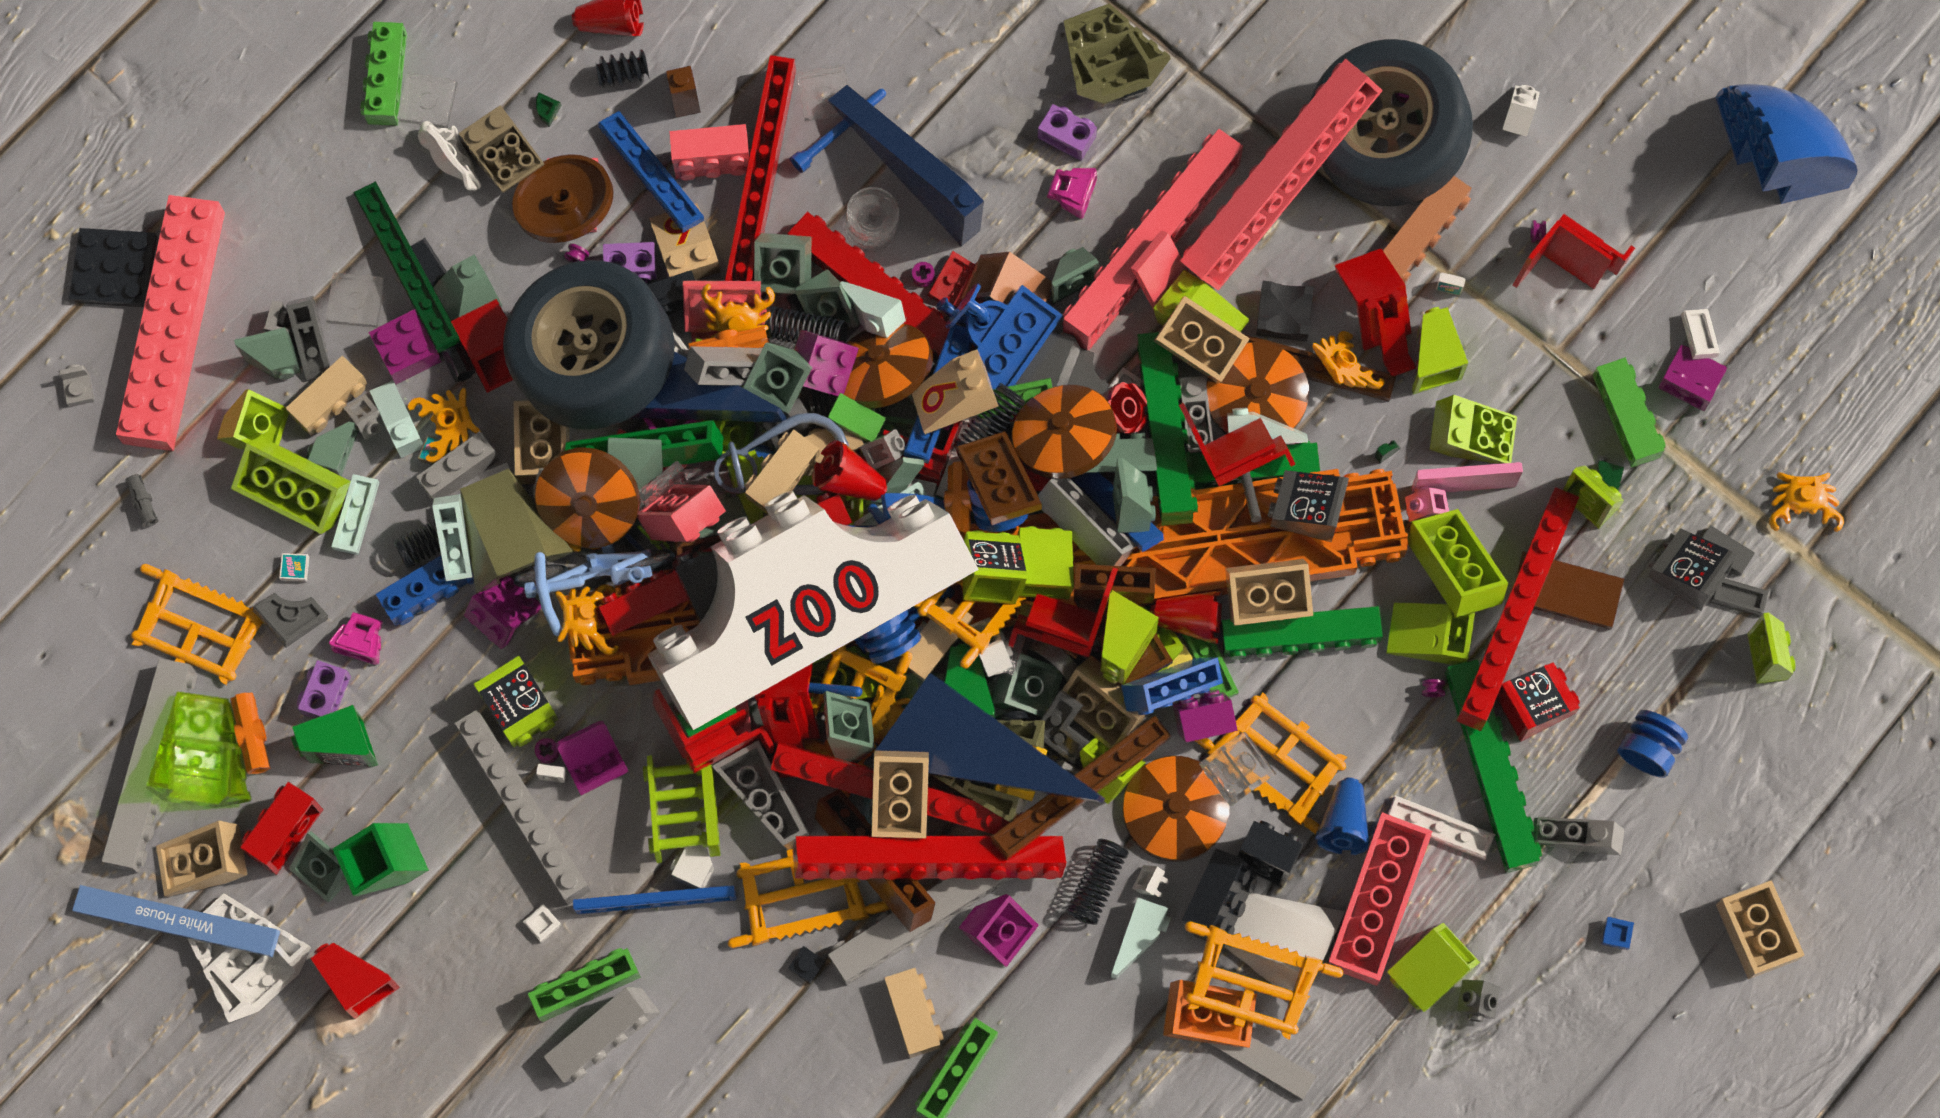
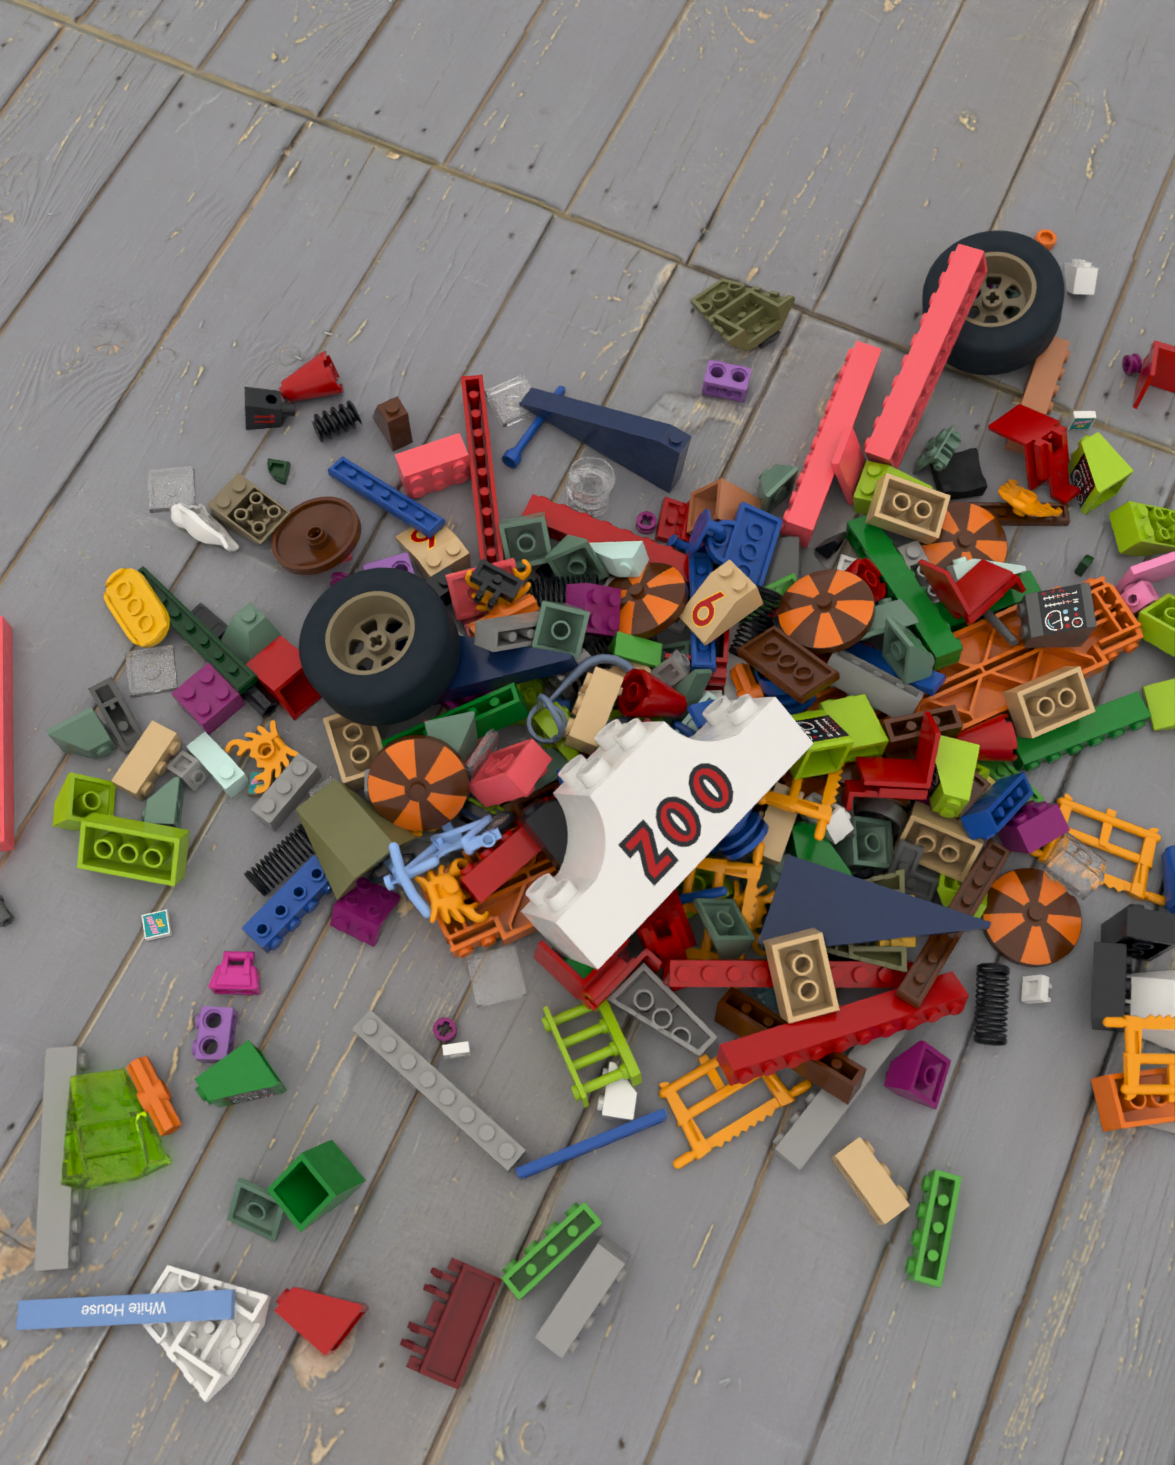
camera: 20 degrees left, 5 degrees down
(156, 610) = (32, 1002): light orange piece -> none
(201, 859) = (136, 1236): tan slope -> none
(277, 318) = (82, 702): light grey bracket -> none
(281, 827) = (208, 1182): red brick -> none
(288, 618) = (164, 974): dark grey tile -> none
(355, 514) = (202, 860): light aqua plate -> none
(357, 227) = (136, 607): none -> yellow tile
(385, 73) = (127, 475): bright green brick -> none
(452, 537) = (301, 854): light aqua slope -> none
(476, 1023) = (455, 1323): none -> dark red hinge
(516, 702) = (404, 992): slope -> none
(542, 923) = (490, 1199): white tile -> none
(550, 35) = (265, 408): none -> black torso
(591, 757) = (491, 1024): magenta bracket -> none
(729, 304) = (496, 581): none -> black hinge
(806, 965) = (753, 1163): black plate -> none
(1078, 189) = (752, 423): dark pink piece -> none
(1113, 355) = (831, 545): none -> black slope
(1142, 931) = (1047, 1038): light aqua slope -> none
(1264, 283) = (939, 450): none -> sand green hinge
(1503, 50) = (1046, 238): none -> orange tile

